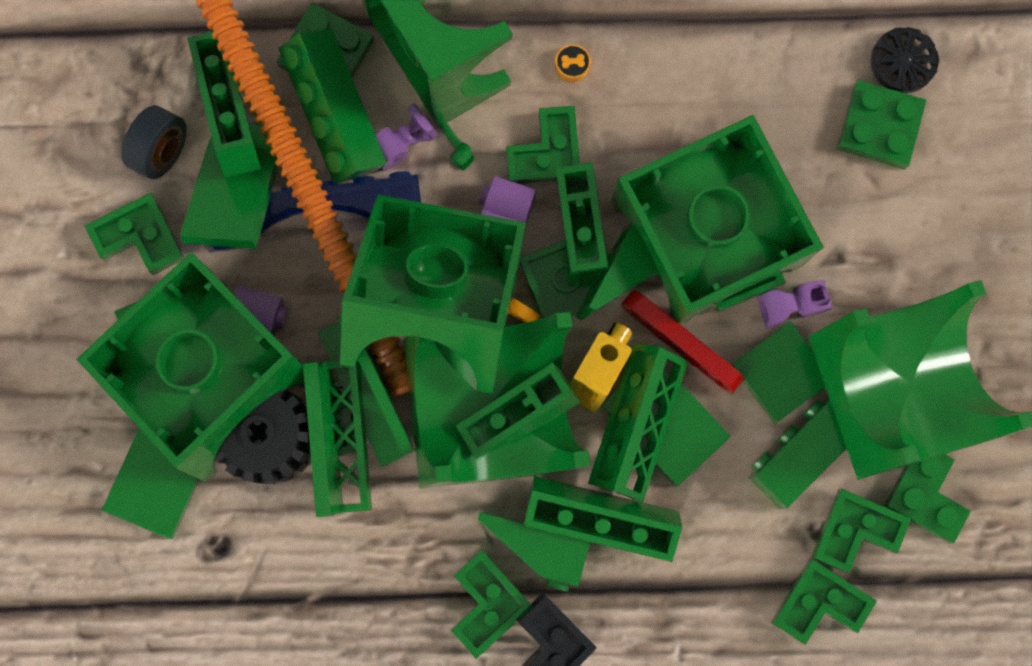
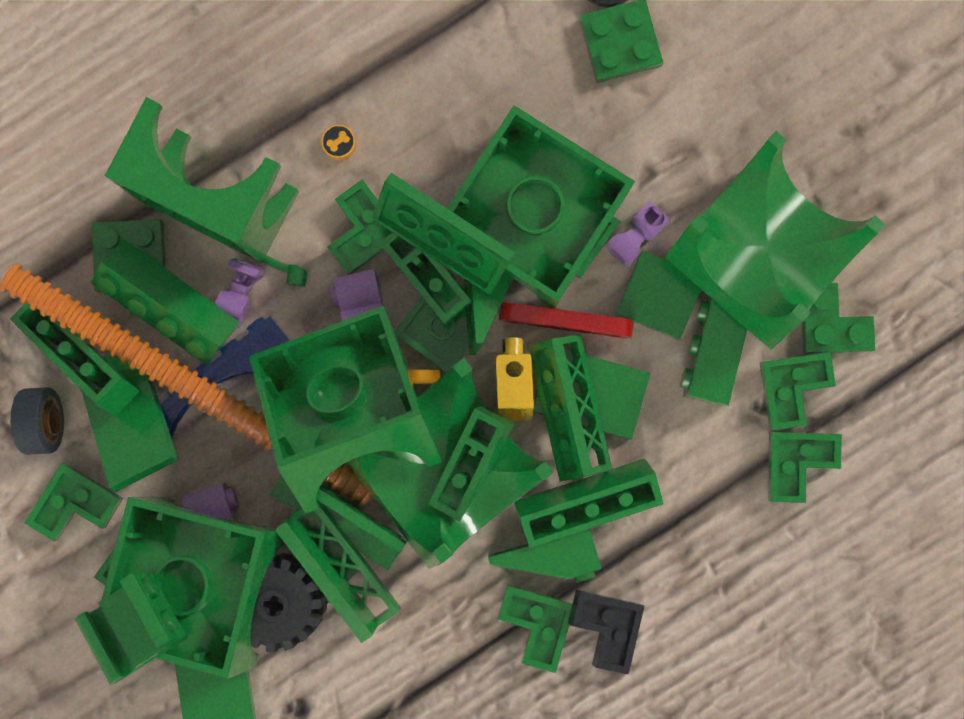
camera: 25 degrees left, 5 degrees up
(119, 367) = (131, 627): none -> green piece
(618, 189) = (441, 234): none -> green tile

